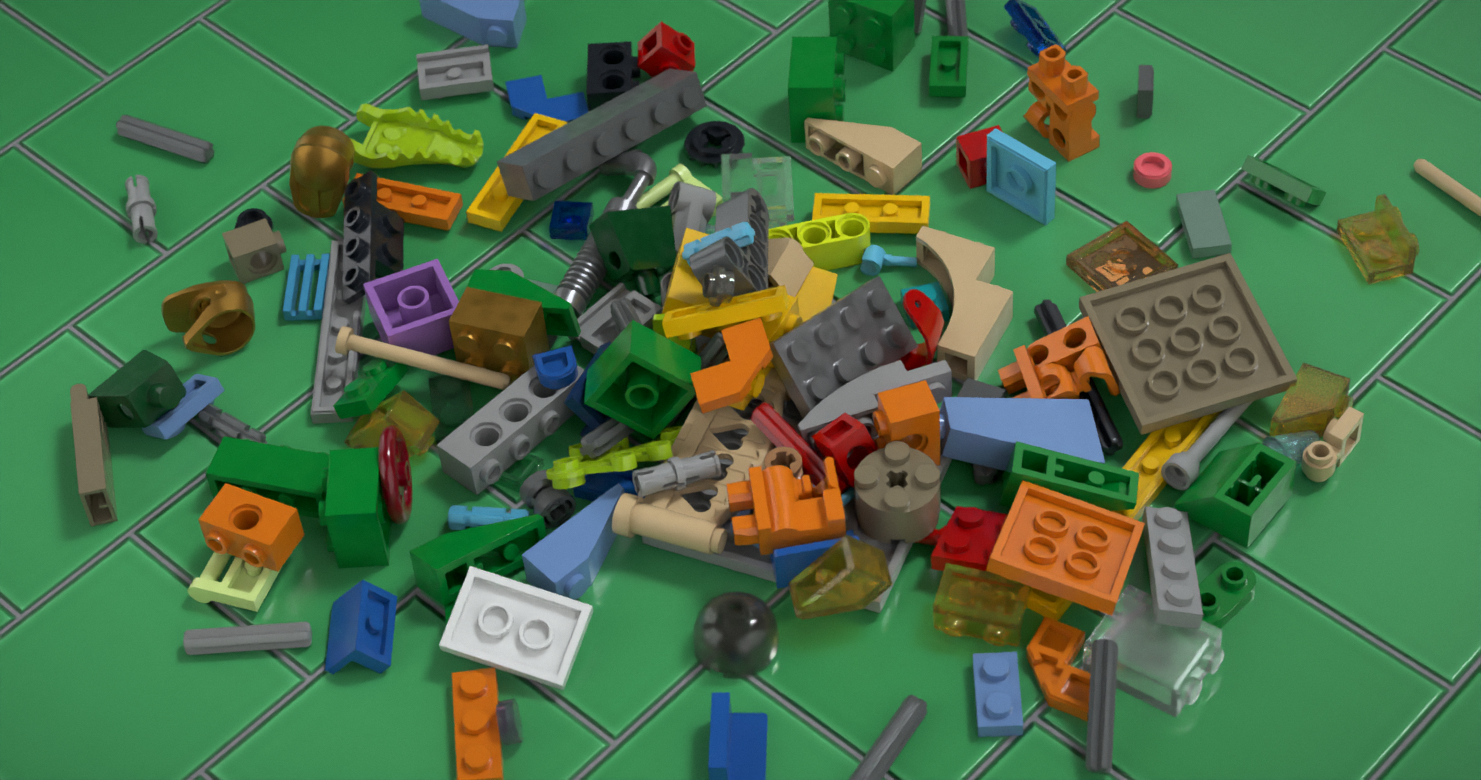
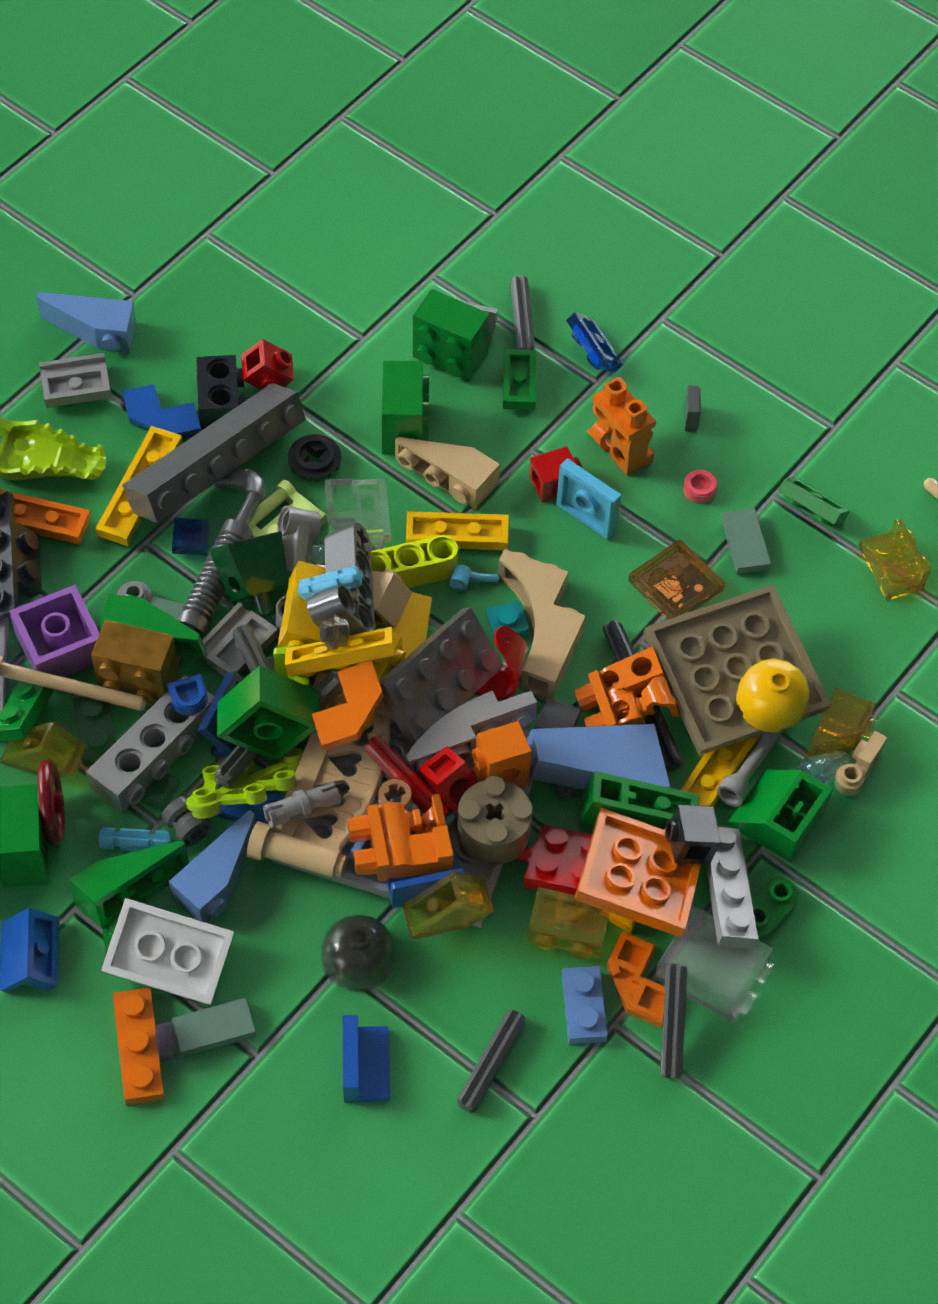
camera: 10 degrees left, 10 degrees up
(565, 711) = (213, 1027): none -> sand green tile
(1128, 506) = (693, 834): none -> black brick
(1227, 364) = (773, 695): none -> yellow cylinder

